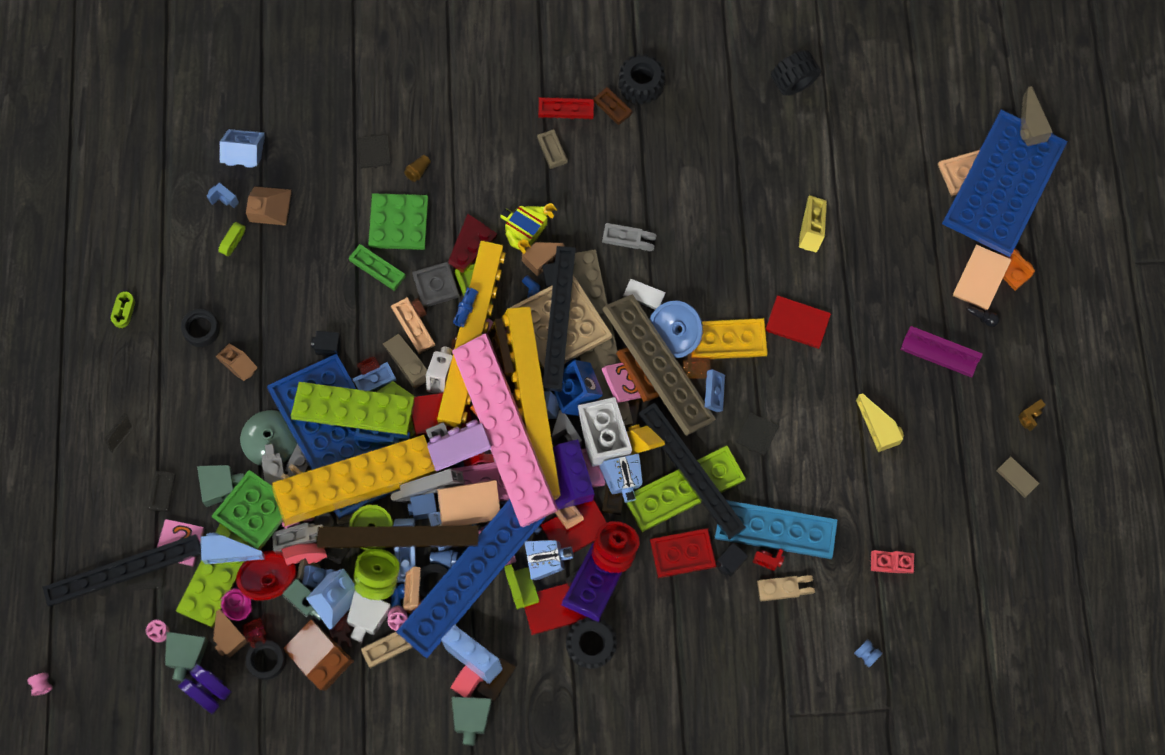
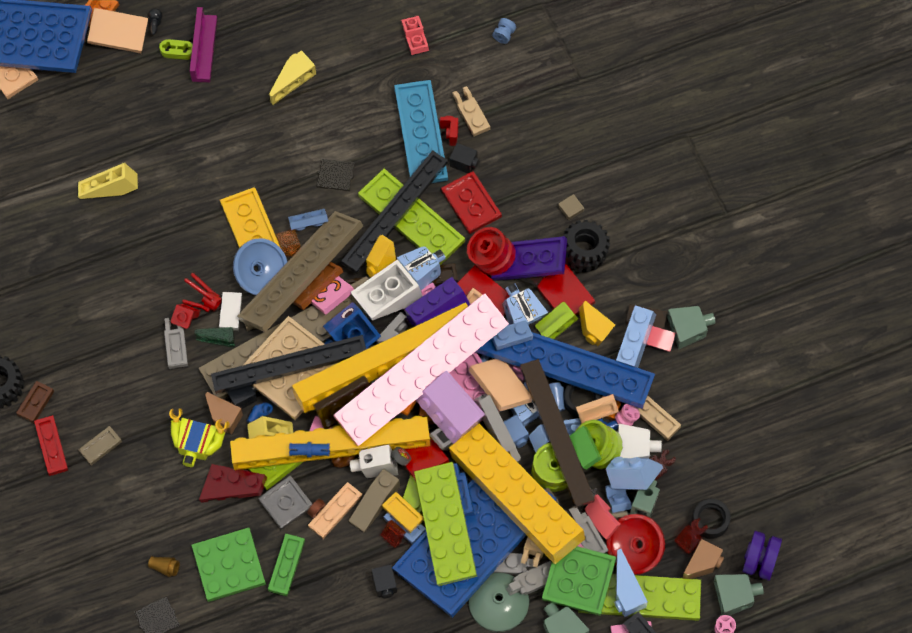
camera: 105 degrees left, 5 degrees down
(235, 605) = (673, 563): dark pink hair -> none
(318, 655) = (689, 473): slope -> none
(371, 556) = (585, 447): none -> bright green tile
(383, 378) = (403, 512): none -> yellow tile
(434, 391) = (401, 456): none -> dark grey tile
(502, 622) = (594, 324): none -> yellow slope
(507, 290) = (269, 427): none -> light yellow slope
(514, 534) = (512, 335): none -> medium blue plate
(618, 278) = (220, 336): none -> clear green slope
(643, 649) = (571, 207): none -> dark tan tile
(652, 251) = (183, 315): none -> red bracket
(660, 278) = (210, 299): none -> red plant
(798, 322) = (213, 171): red tile -> none
(949, 329) = (176, 49): none -> lime beam

